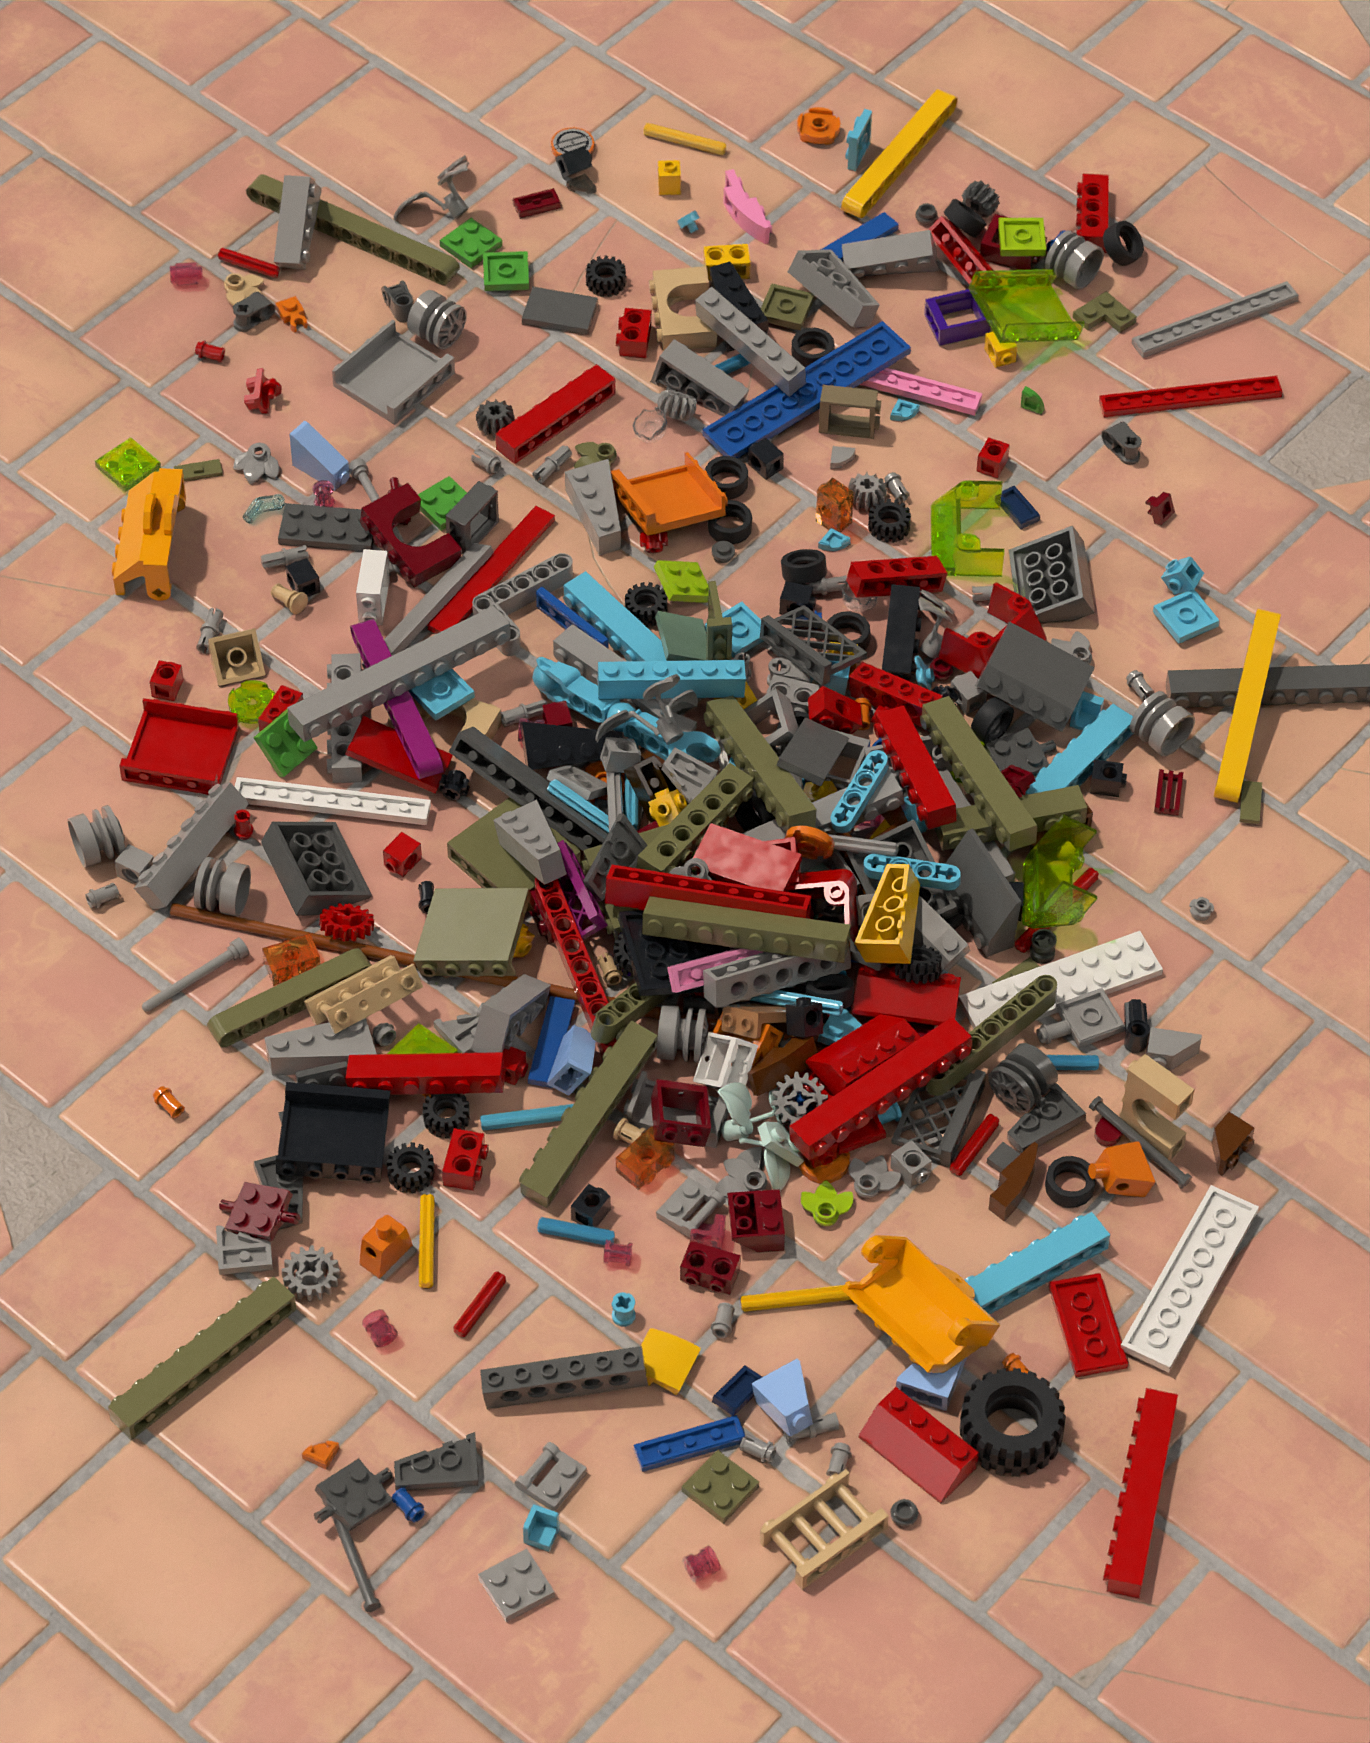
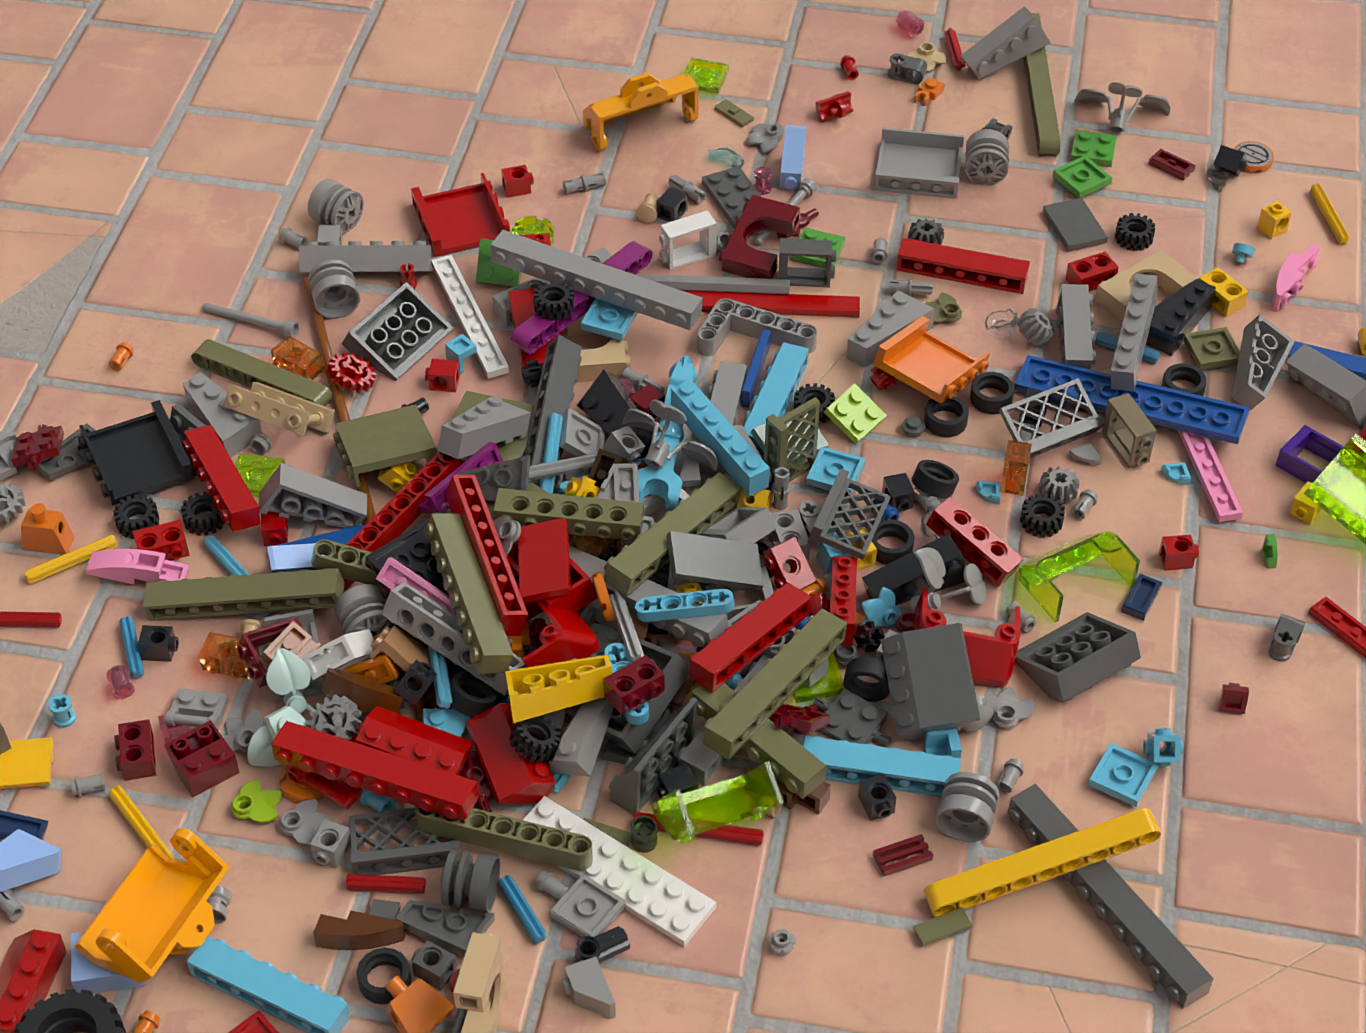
camera: 60 degrees right, 5 degrees down
(236, 657) = (566, 204): tan slope -> none
(384, 827) = (459, 349): none -> medium azure panel
(408, 726) = (553, 300): none -> black tyre
(483, 1187) = (134, 564): none -> bright pink slope
(698, 1097) = (292, 639): none -> plate
(812, 458) = (1064, 434): none -> fence
(932, 861) = (634, 685): none -> dark red brick
(1086, 1134) = (438, 974): none -> dark grey brick

